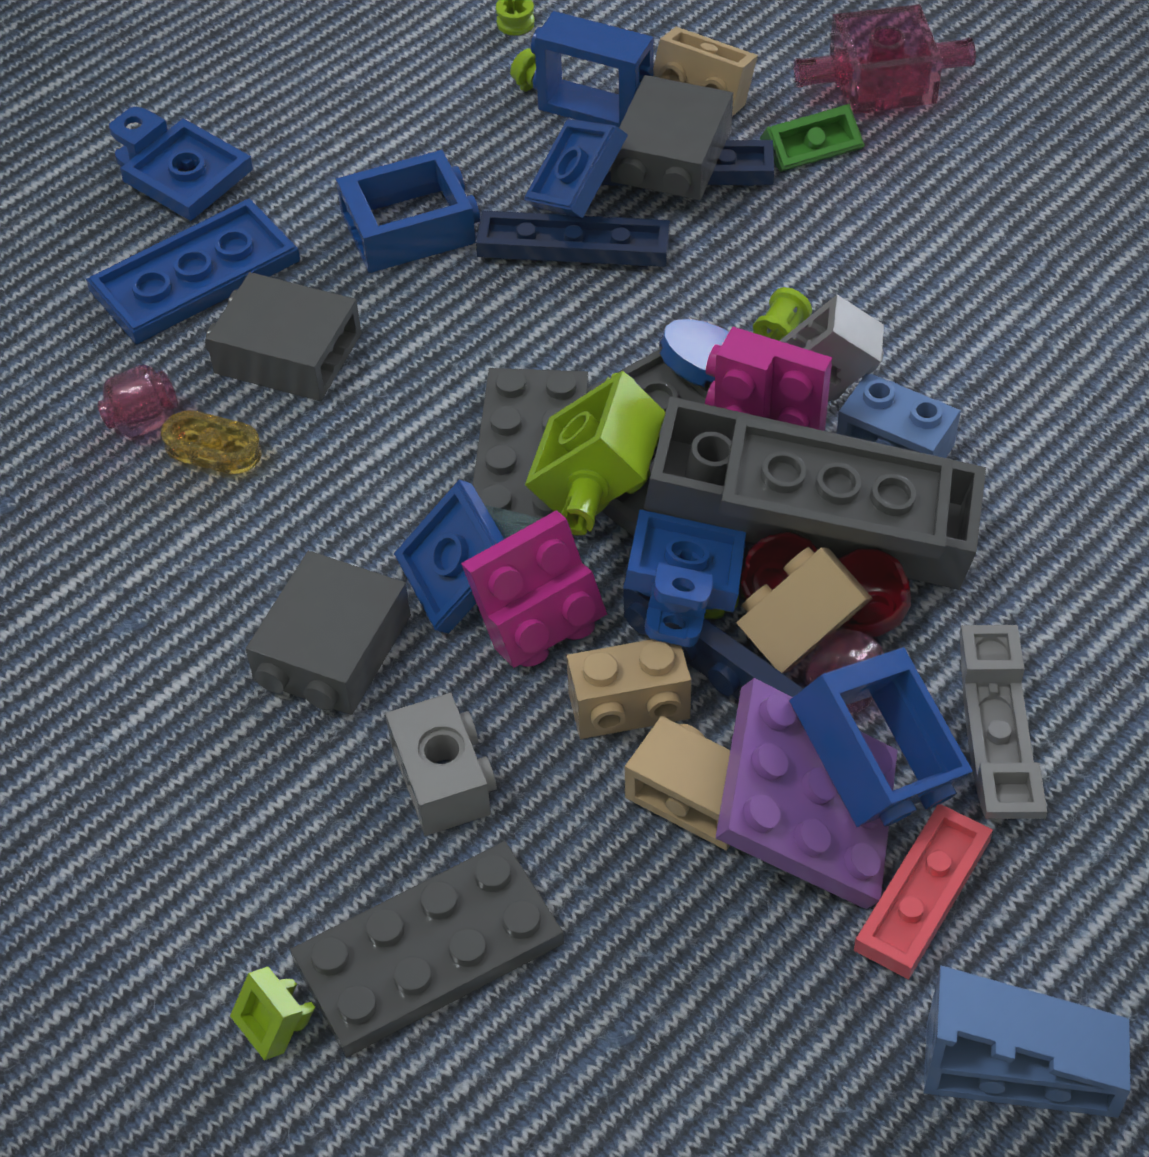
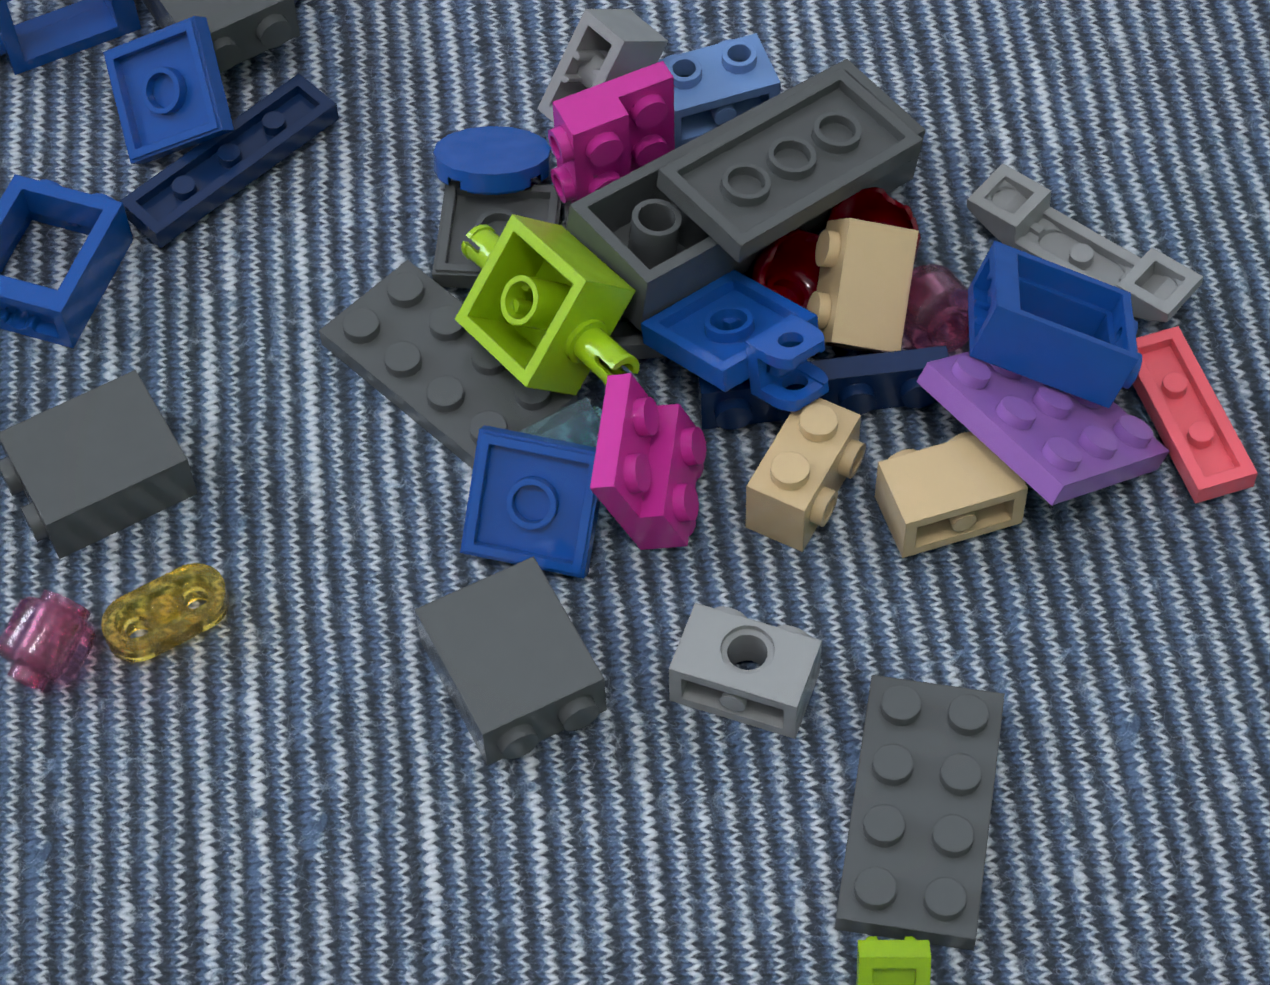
camera: 50 degrees left, 5 degrees up
(780, 316) = (501, 74): lime bush -> none

